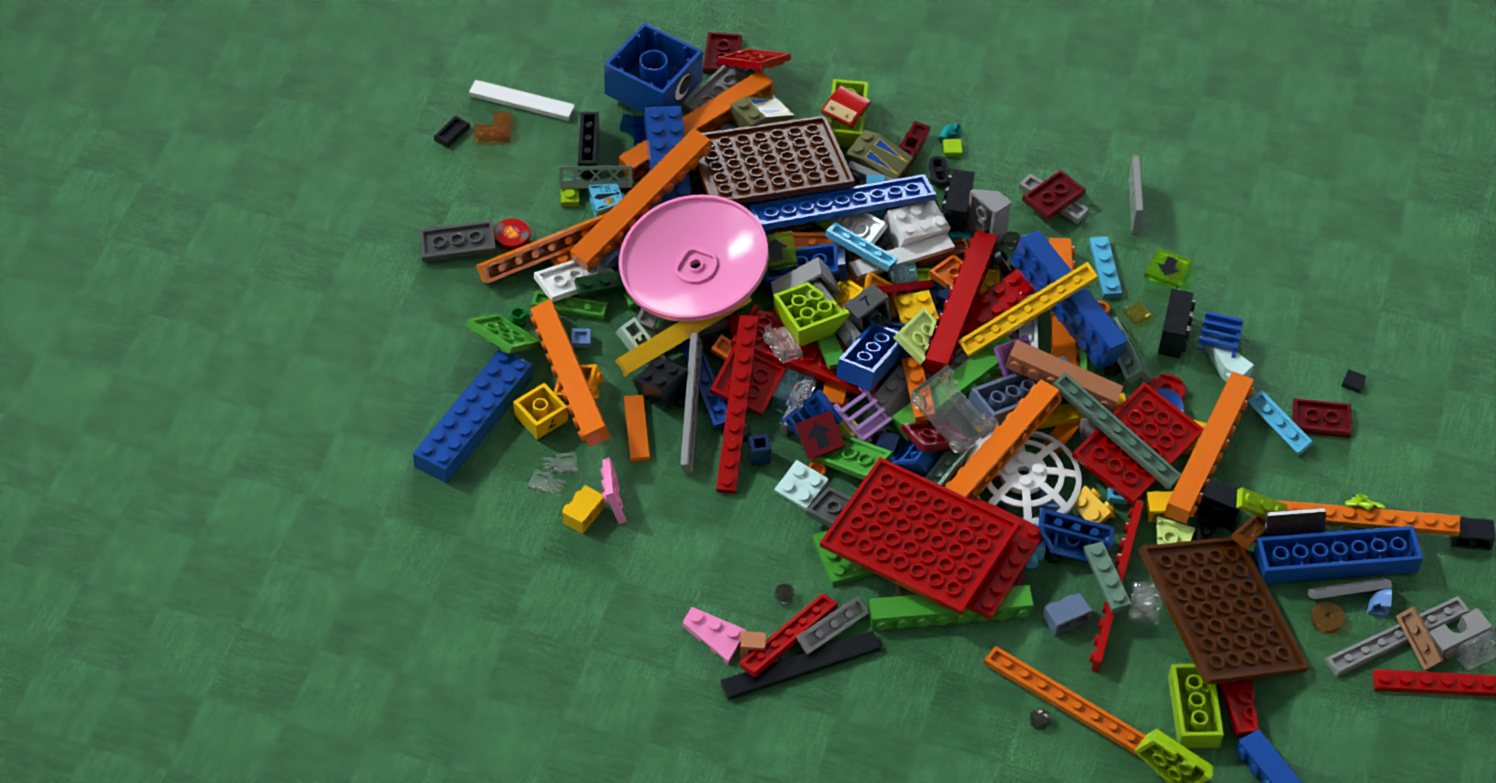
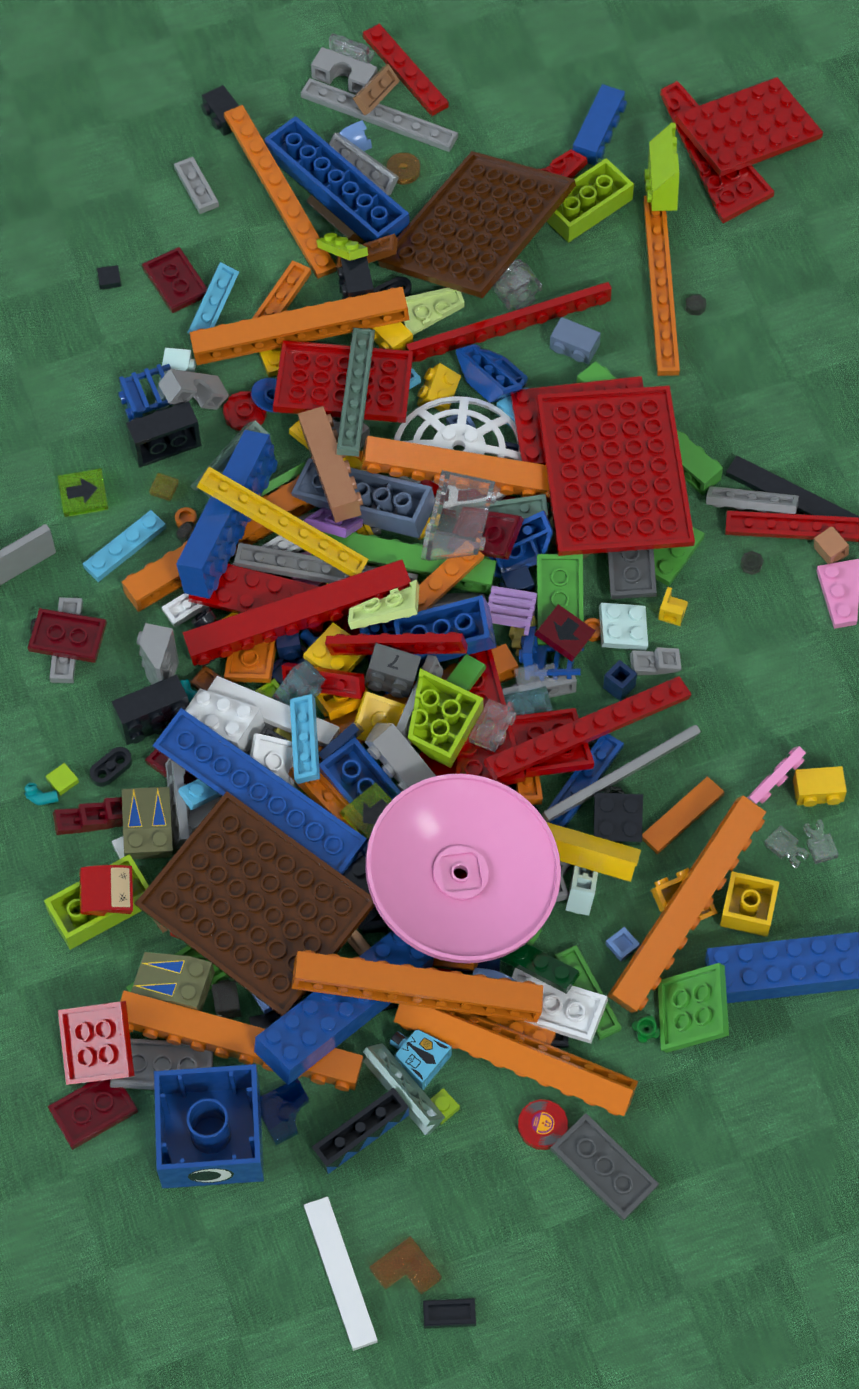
camera: 125 degrees left, 10 degrees up
(760, 487) = (657, 662): none -> light grey slope
(790, 522) = (672, 609): none -> yellow panel
(881, 317) = (412, 643): none -> red plate
(1107, 577) = (517, 322): sand green plate -> none
(1199, 370) = (183, 385): none -> light grey arch
(1254, 465) = (285, 290): none -> orange plate
(1363, 501) = (261, 193): lime plate -> none
(1406, 476) = (196, 185): none -> light grey plate

